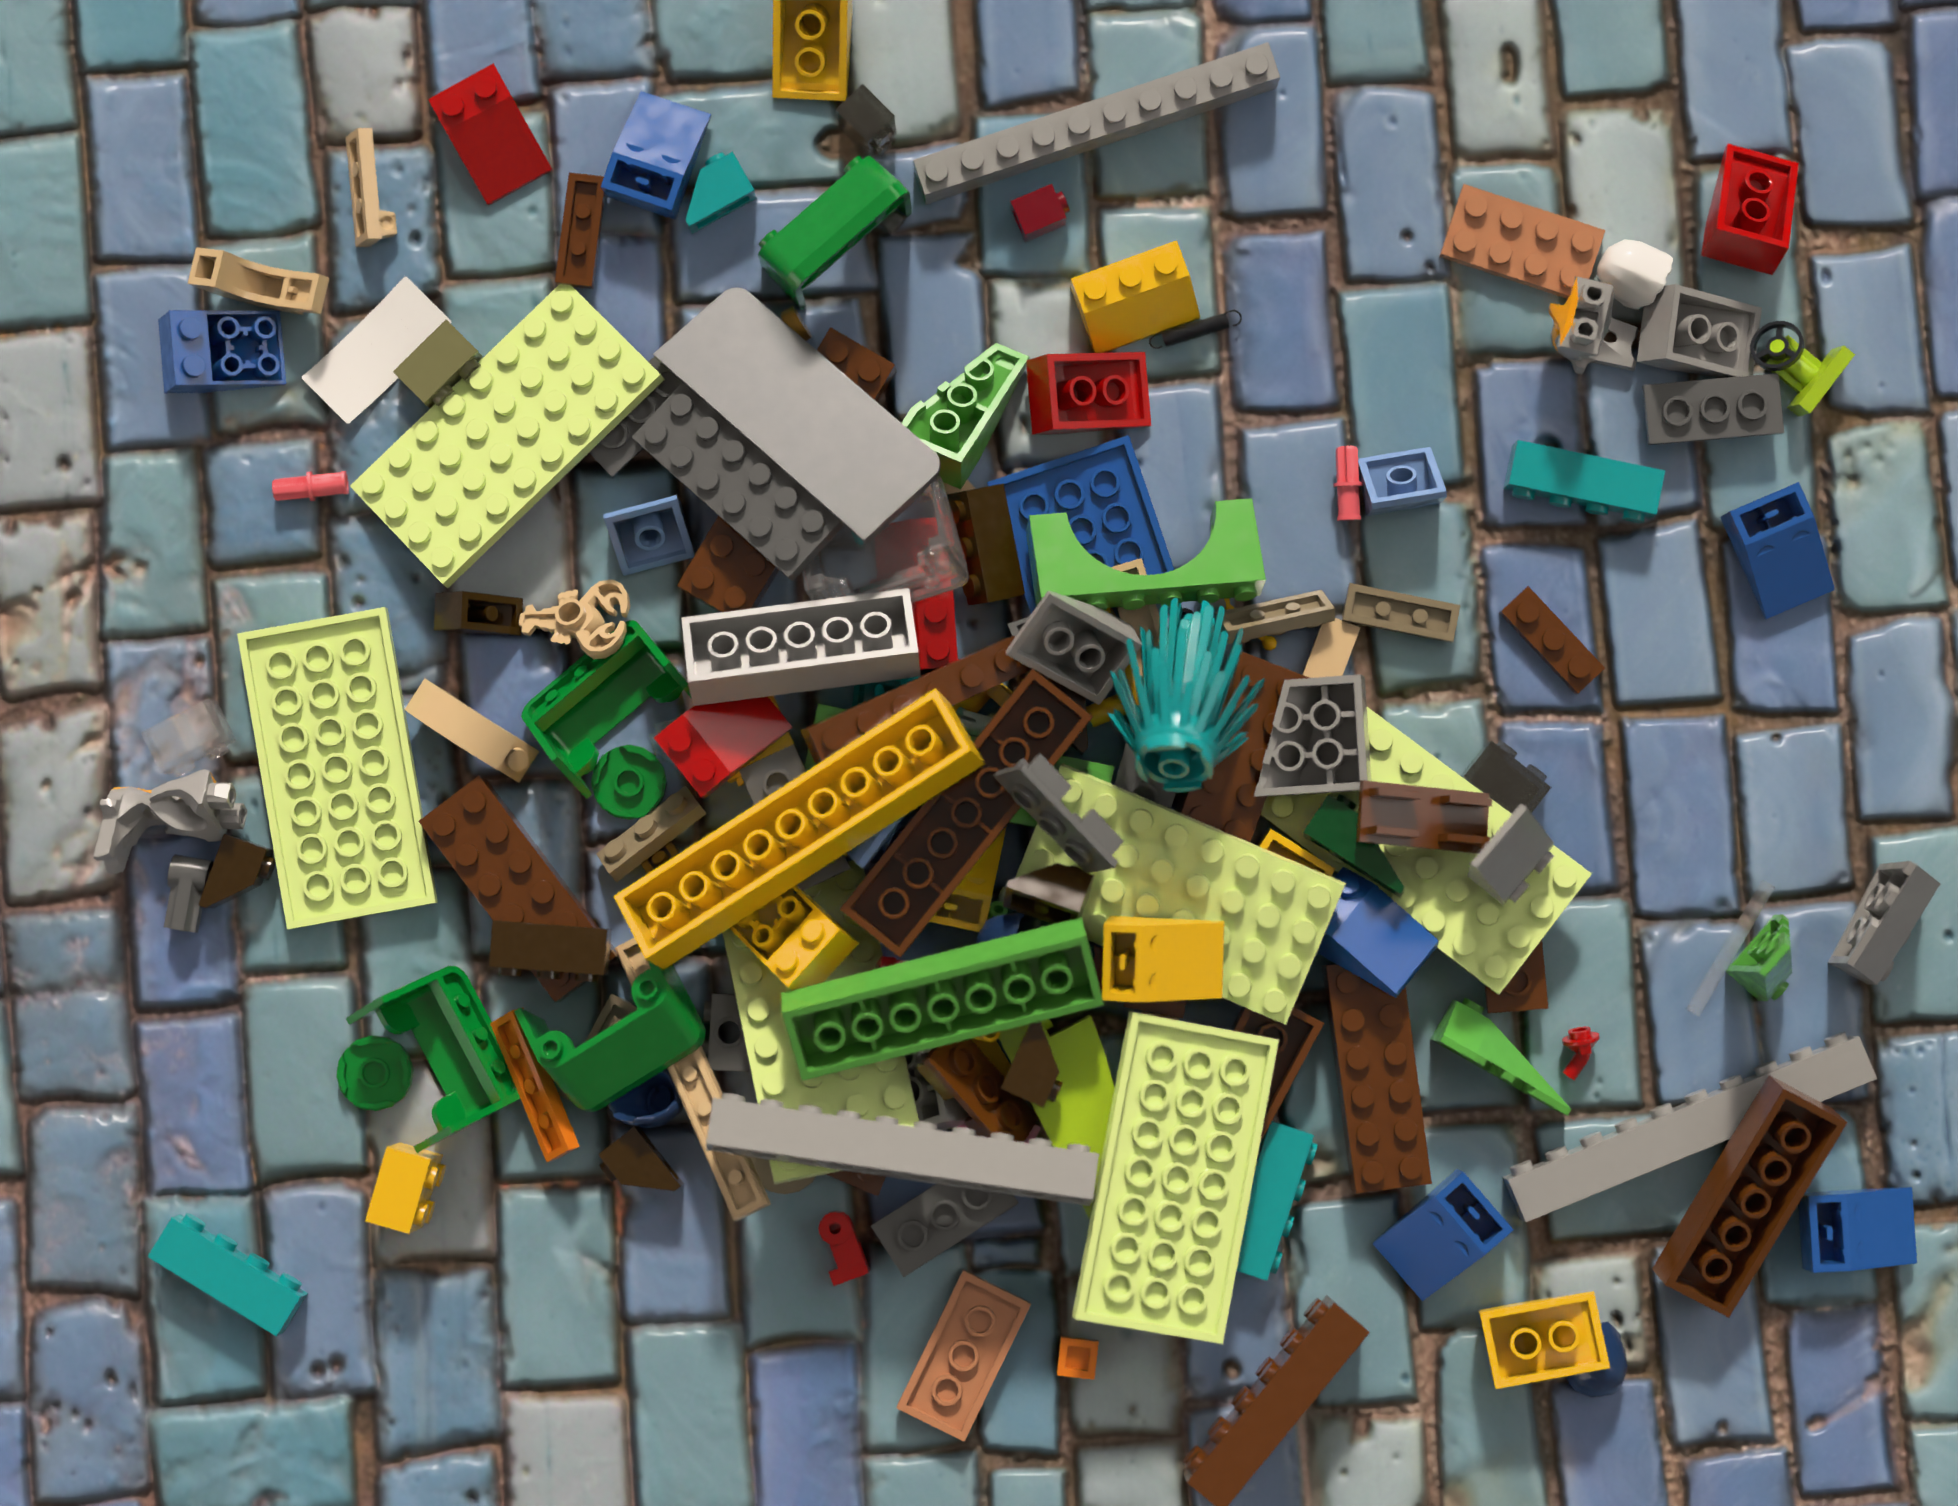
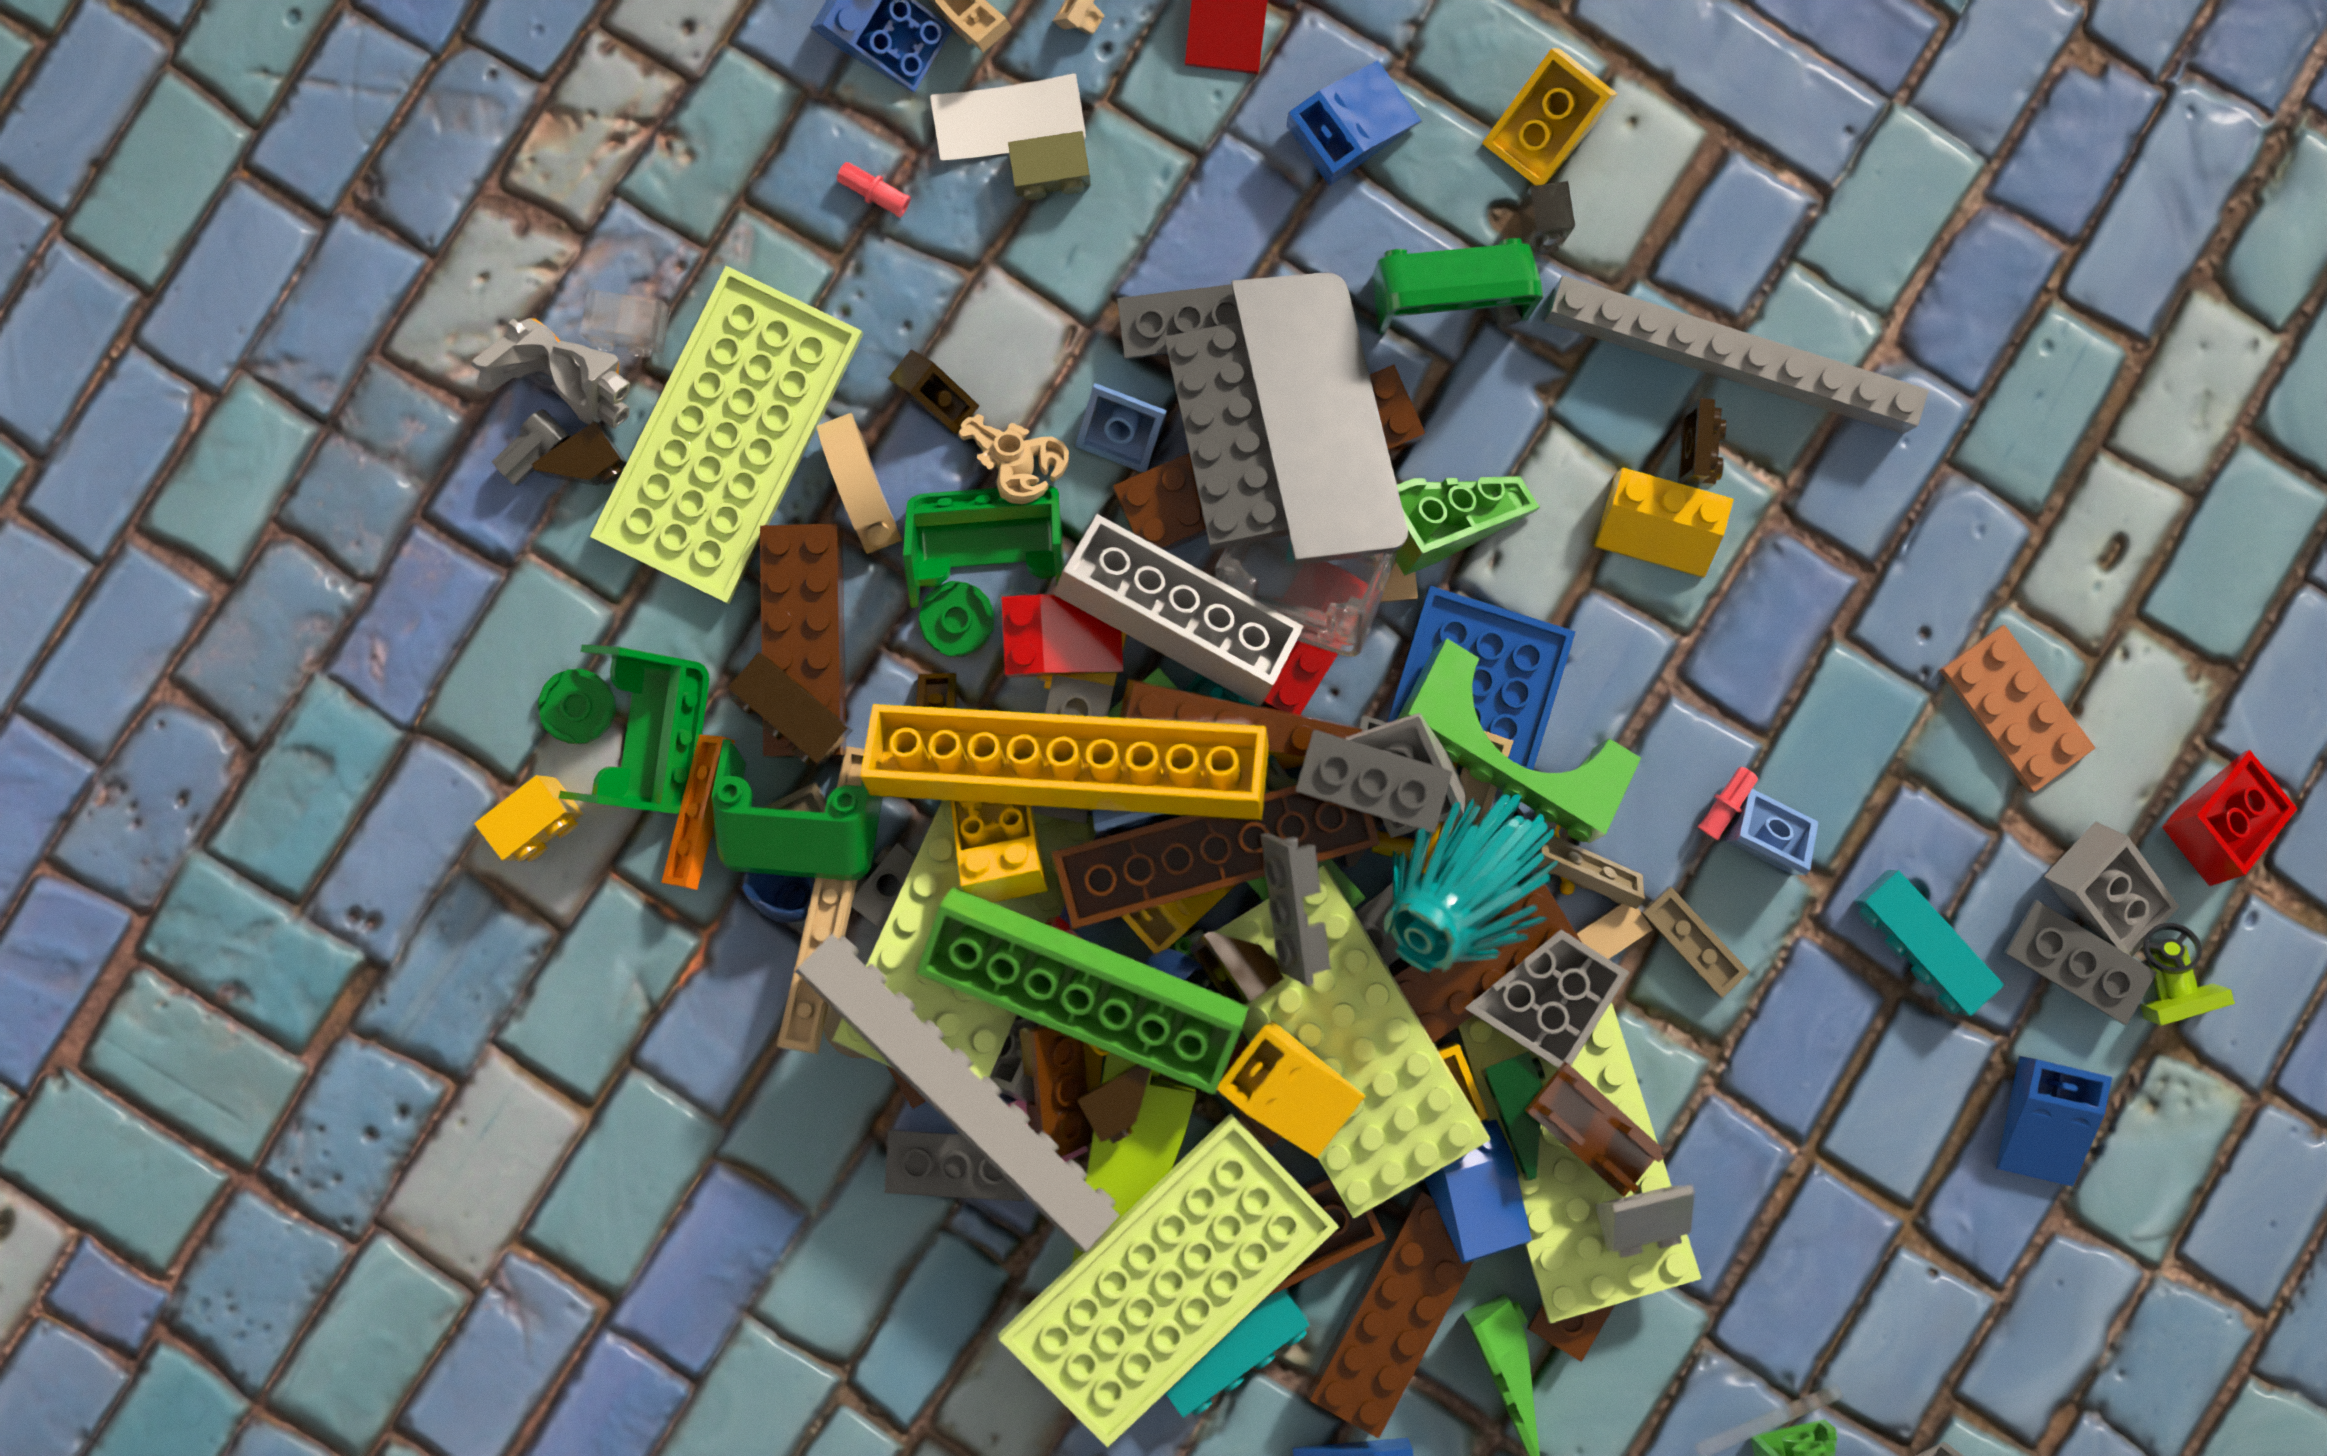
camera: 30 degrees right, 0 degrees up
(228, 1274) = (337, 784): teal brick -> none
(507, 433) = (1064, 260): yellowish green plate -> none
(580, 231) = (1244, 139): reddish brown plate -> none
(638, 1163) = (736, 938): dark brown slope -> none
(651, 833) = (943, 674): dark tan plate -> none
(718, 191) = (1382, 187): teal slope -> none
(794, 321) = (1367, 337): pearl gold tile -> none
(839, 1232) = (858, 1118): red leg -> none
(963, 1355) = (887, 1292): nougat plate -> none
(987, 544) = (1394, 637): dark brown brick -> none
(1039, 212) = (1634, 394): dark red brick -> none
(1051, 670) = (1373, 781): none -> dark grey brick
(1077, 1357) = (979, 1364): orange plate -> none
(1088, 392) = (1567, 571): red slope -> none
(1116, 209) = (1700, 445): none -> dark brown plate
(1195, 329) = (1693, 584): black piece -> none
(1505, 778) = (1685, 1149): clear smoke brick -> none
(1552, 640) = (1804, 1056): reddish brown plate -> none
(1581, 1042) = (1587, 1408): red plate -> none
(1585, 322) = (2022, 815): light grey hips -> none
(1635, 272) = (2095, 801): white hair -> none

